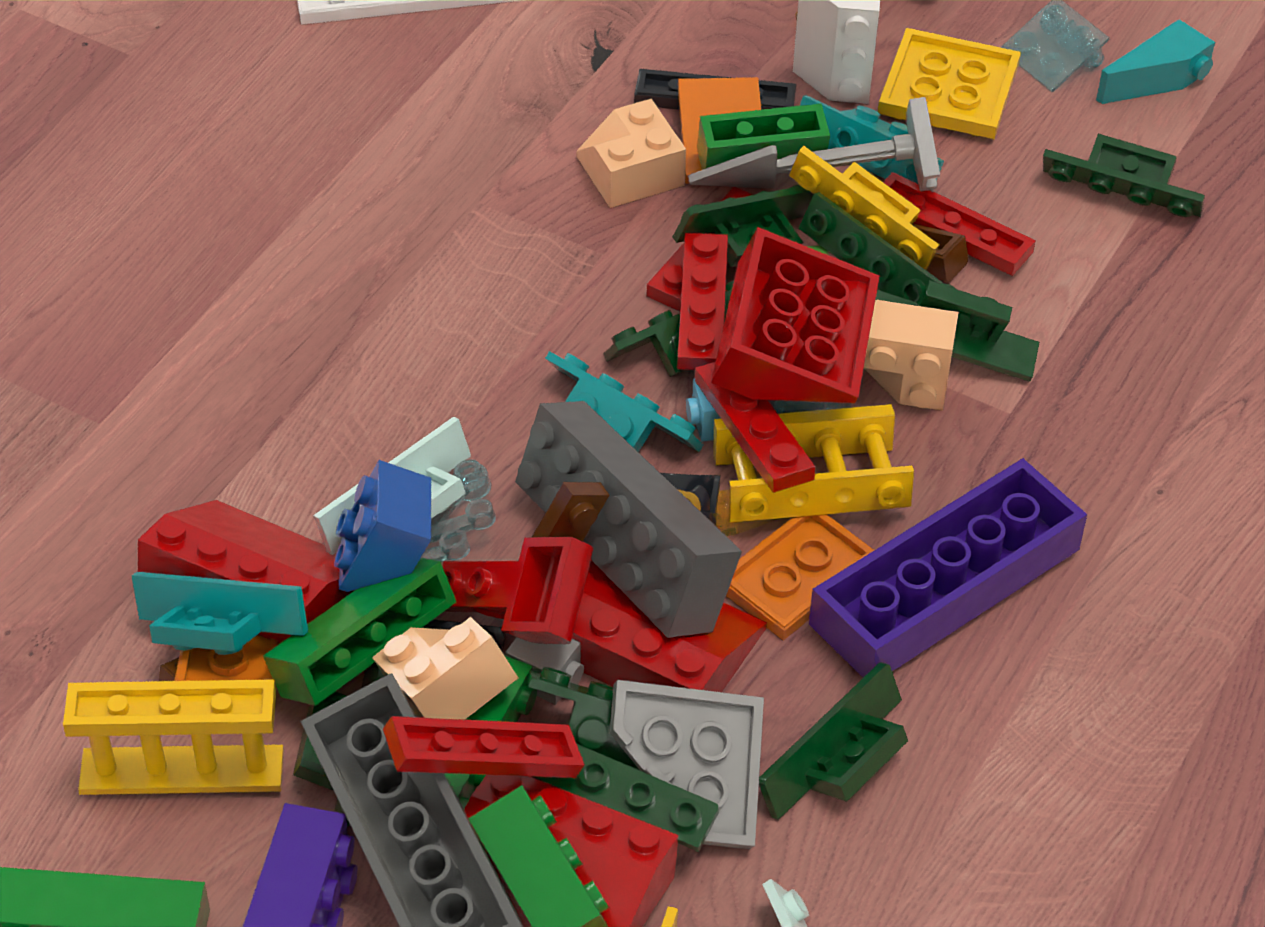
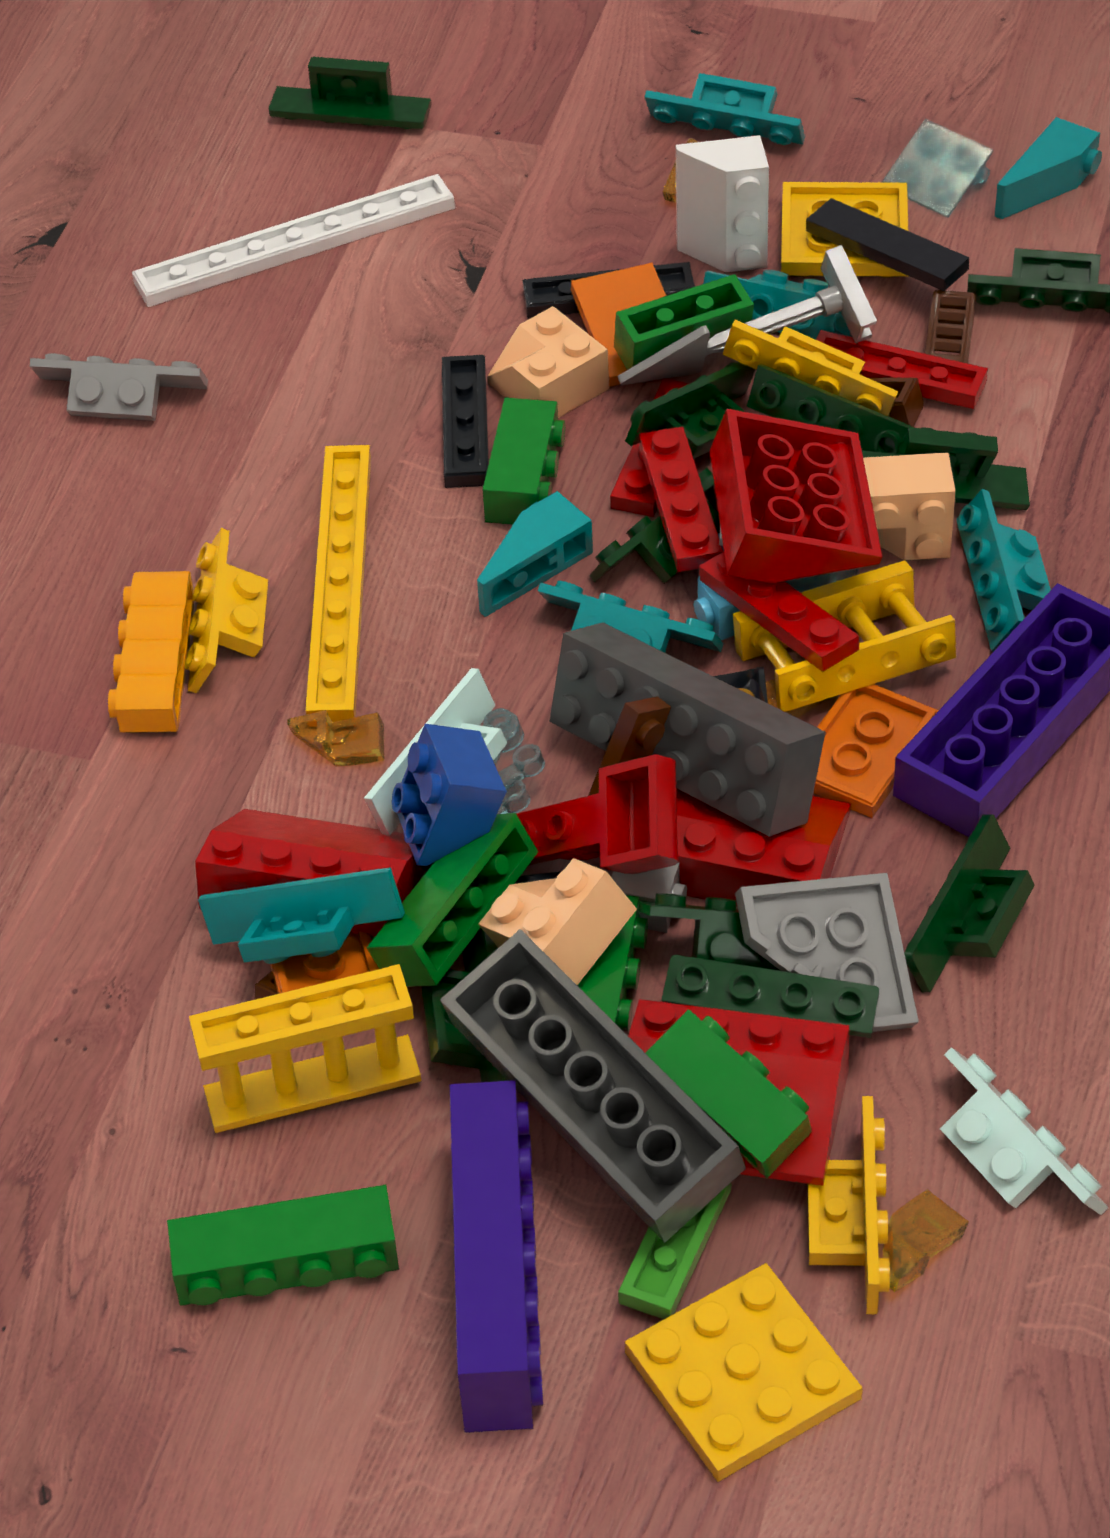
camera: 10 degrees left, 0 degrees up
(186, 338) = (153, 652): none -> light orange brick
(241, 92) = (116, 389): none -> light grey bracket
(268, 316) = (227, 612): none -> yellow bracket
(327, 458) = (344, 741): none -> clear yellow slope
(372, 314) = (339, 582): none -> yellow plate
(482, 747) = (636, 981): red plate -> none
(542, 187) = (464, 420): none -> black tile
(557, 320) = (536, 548): none -> teal slope
(577, 236) = (522, 458): none -> green brick
(980, 105) = (887, 244): none -> black tile
(987, 429) = (1003, 568): none -> teal bracket
(1020, 187) = (951, 324): none -> reddish brown slope

